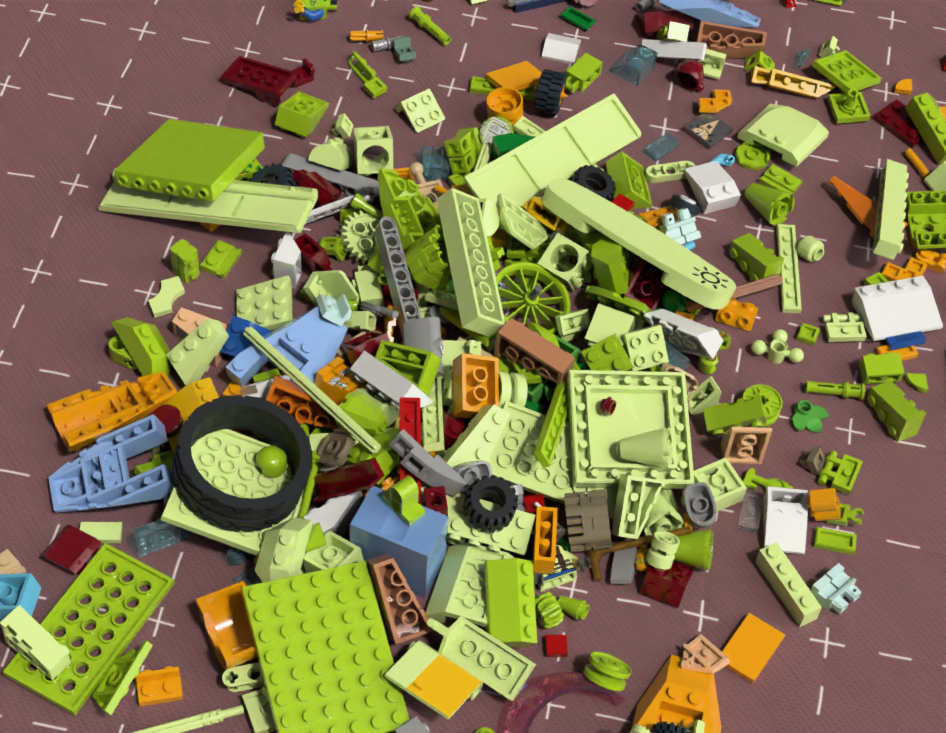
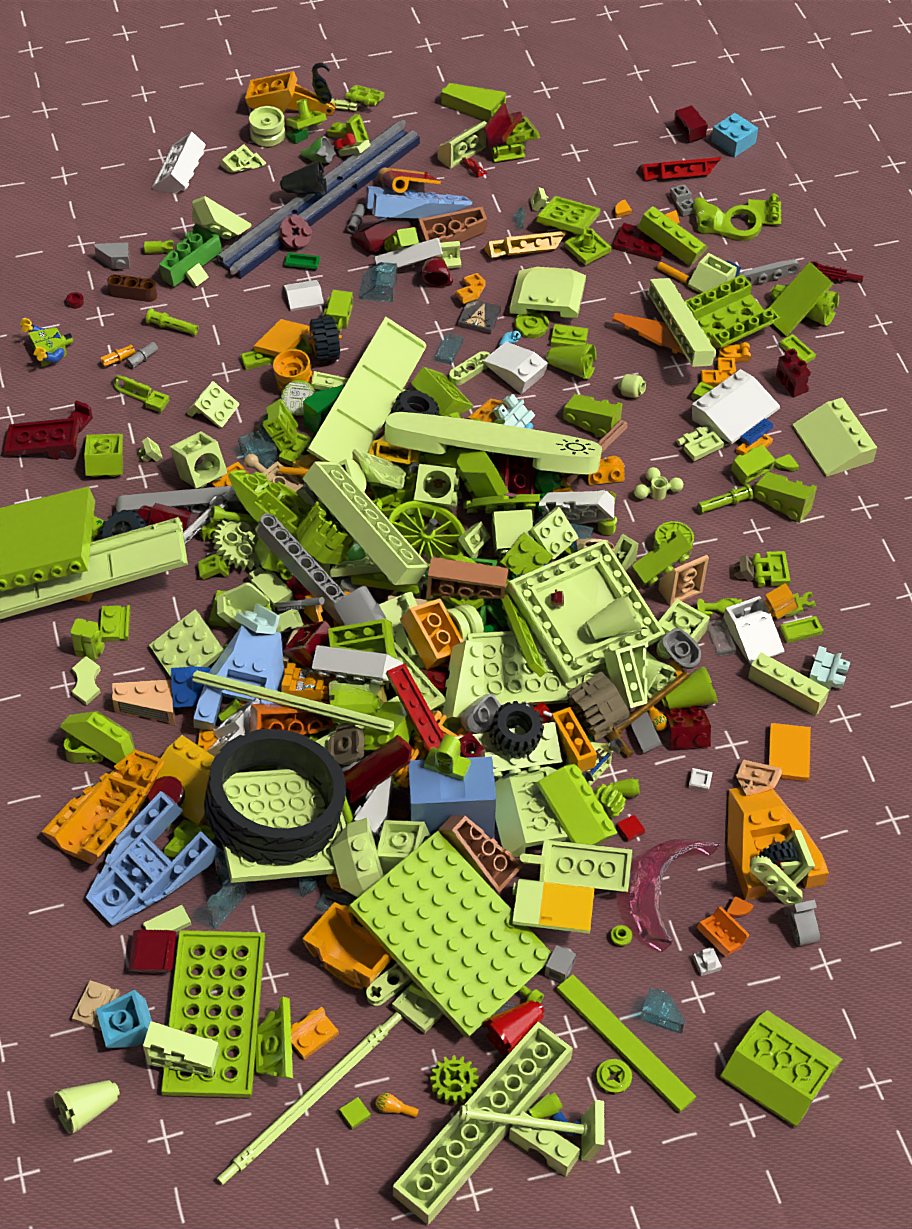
camera: 25 degrees left, 0 degrees up
(197, 350) = (156, 716): yellowish green wedge -> none
(271, 461) = (294, 782): lime hair -> none
(287, 260) = (182, 595): white slope -> none
(313, 254) = (201, 581): dark red brick -> none
(316, 538) = (379, 832): lime slope -> none
(333, 154) = (161, 480): yellowish green brick -> none
(403, 49) = (161, 355): sand green bracket -> none
(425, 467) = (442, 721): light grey slope -> none
(483, 155) = (302, 429): yellowish green axle -> none
(607, 671) = (690, 827): lime wheel -> none
(623, 202) = (452, 412): red tile -> none
(649, 633) = (700, 780): none -> white tile
(662, 550) = (674, 702): yellowish green wheel -> none
(684, 202) = (502, 391): black wheel -> none
(761, 59) = (488, 233): lime bracket -> none
(790, 284) = (636, 430): yellowish green tile -> none
(808, 334) = (673, 462): lime tile -> none
(810, 417) = (718, 533): bright green plate -> none

